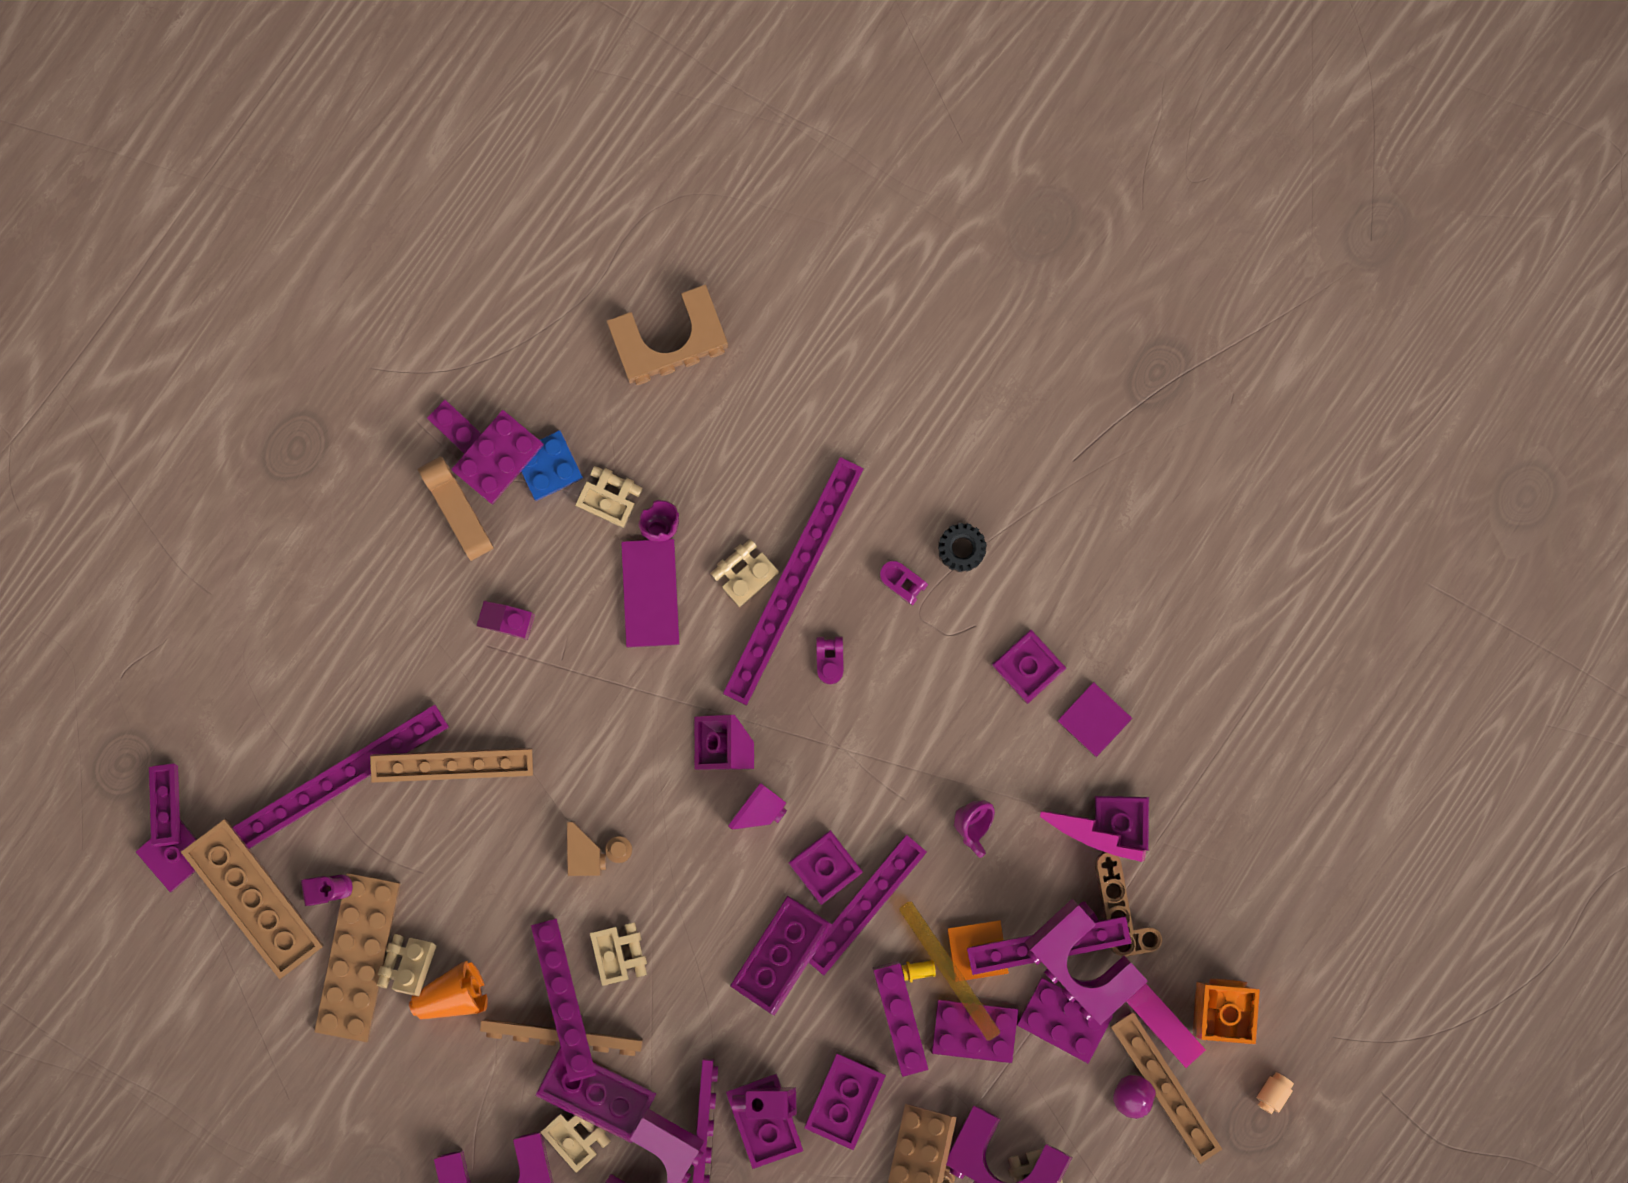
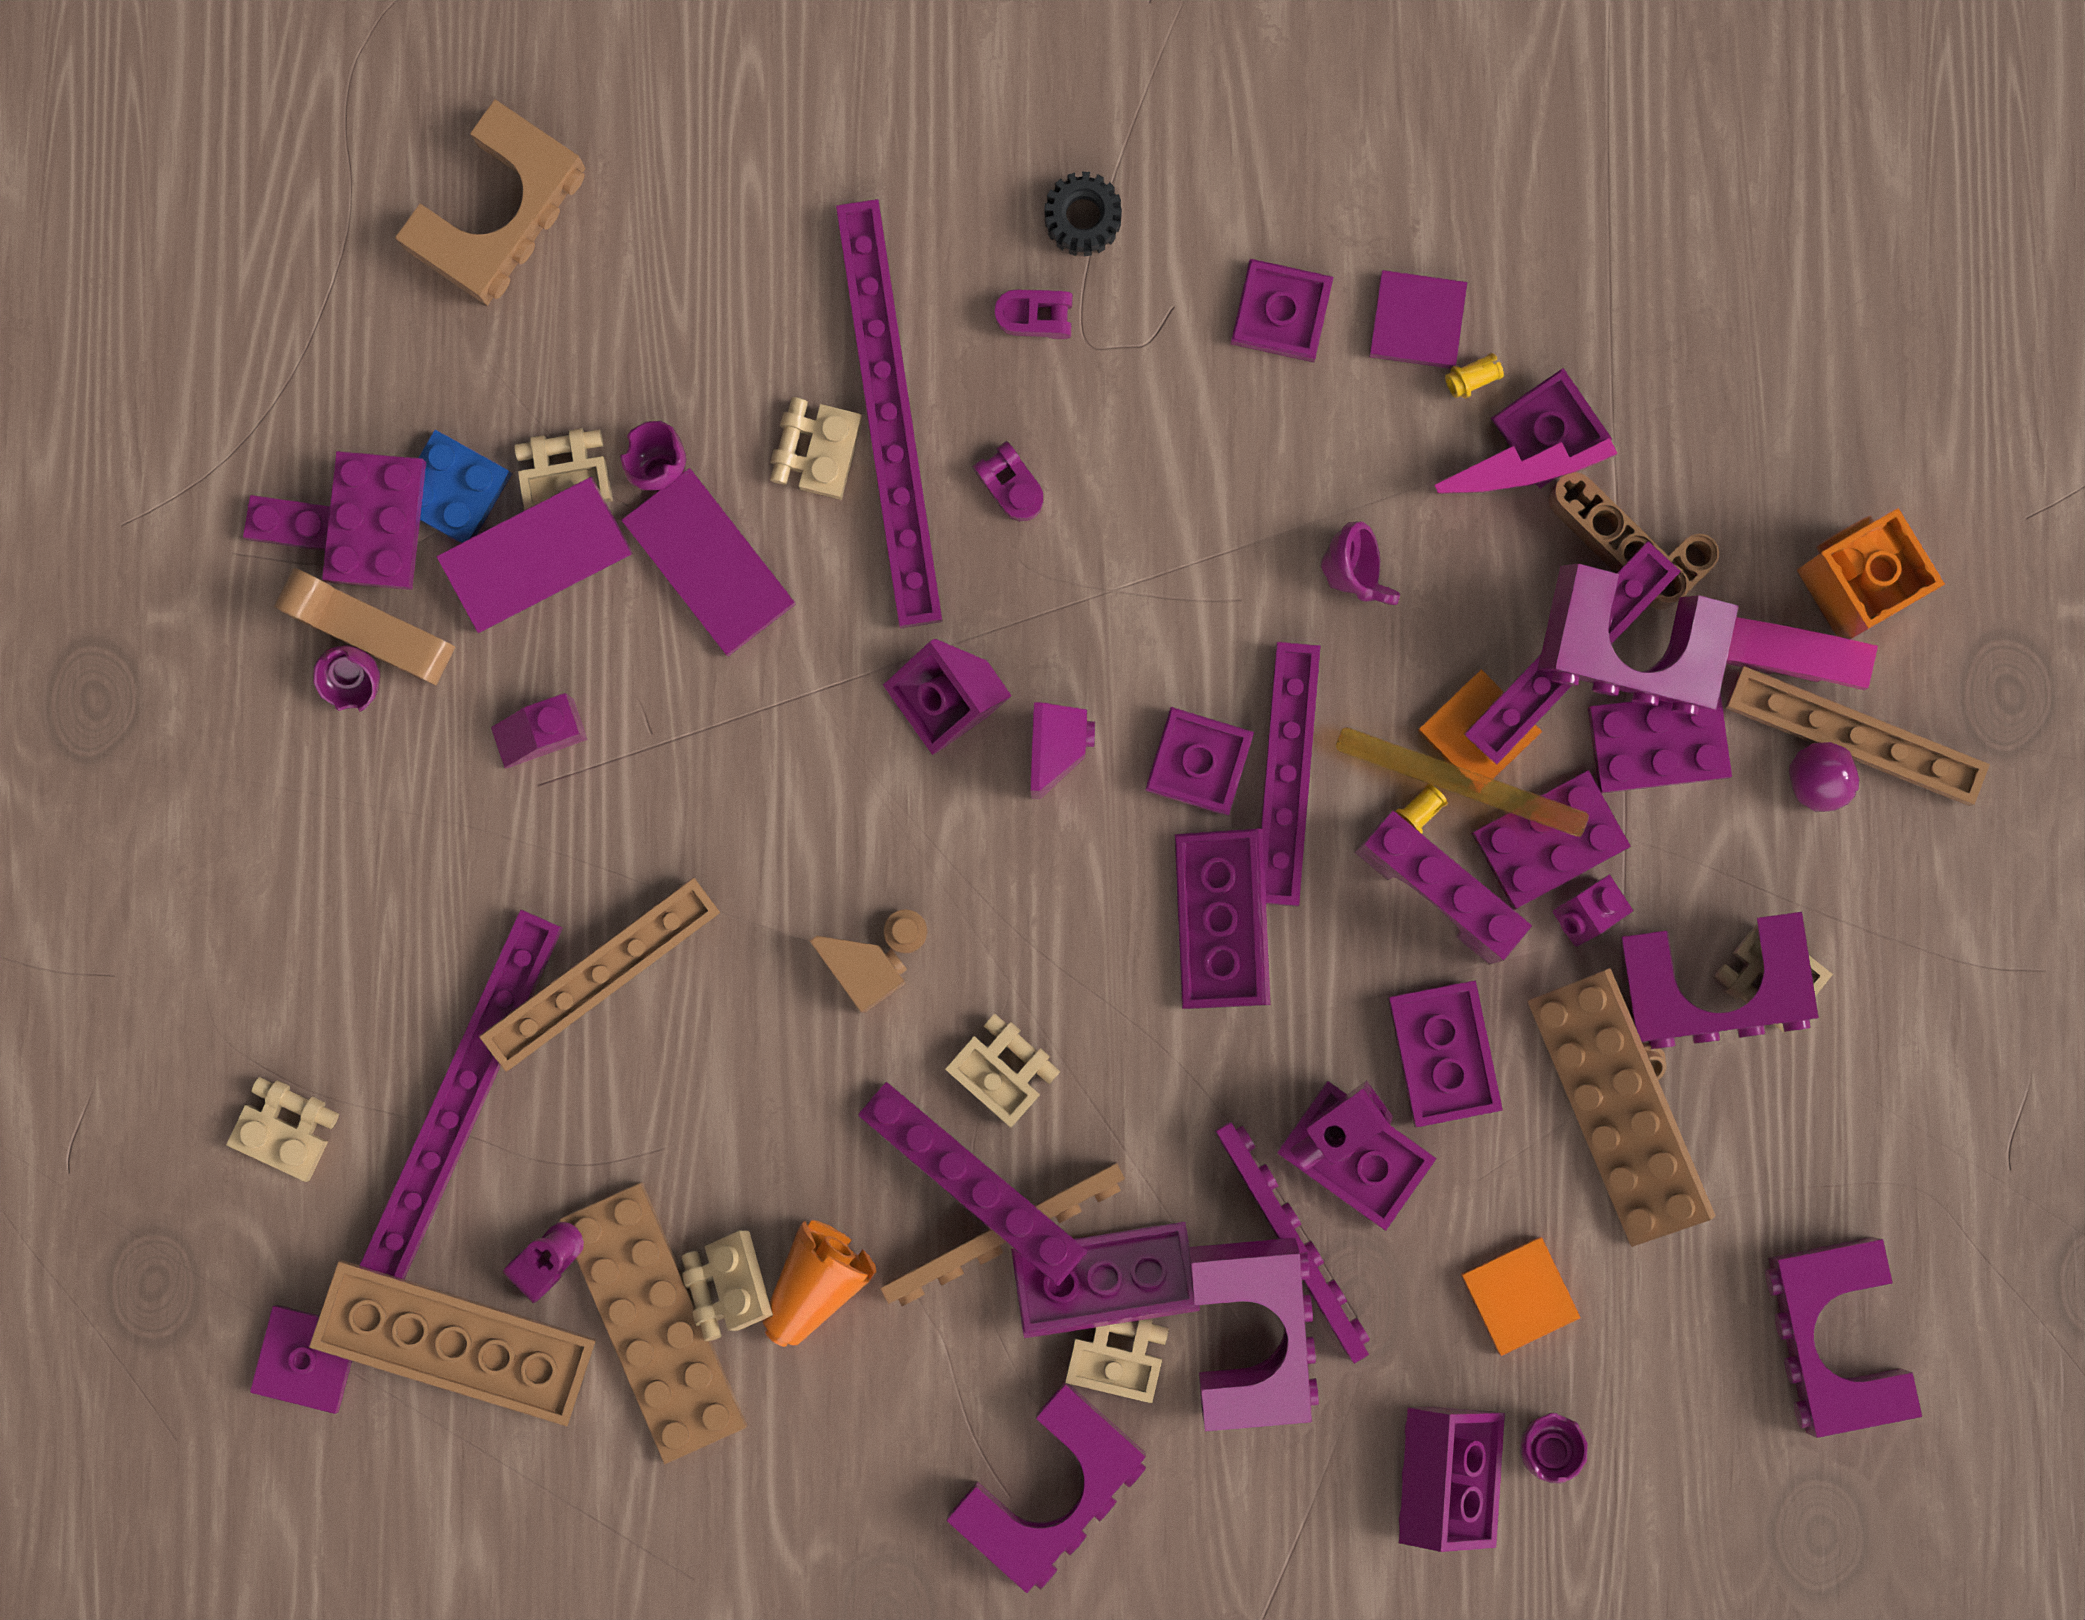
camera: 25 degrees left, 0 degrees up
(164, 805) = (245, 1301): magenta plate -> none
(235, 737) = (277, 1141): none -> tan plate
(429, 527) = (346, 677): none -> magenta hair
(565, 529) = (534, 554): none -> magenta tile
(970, 1082) = (1592, 911): none -> magenta bracket
(1102, 768) = (1473, 376): none -> yellow pin
(1275, 1093) = (2005, 642): light nougat brick -> none

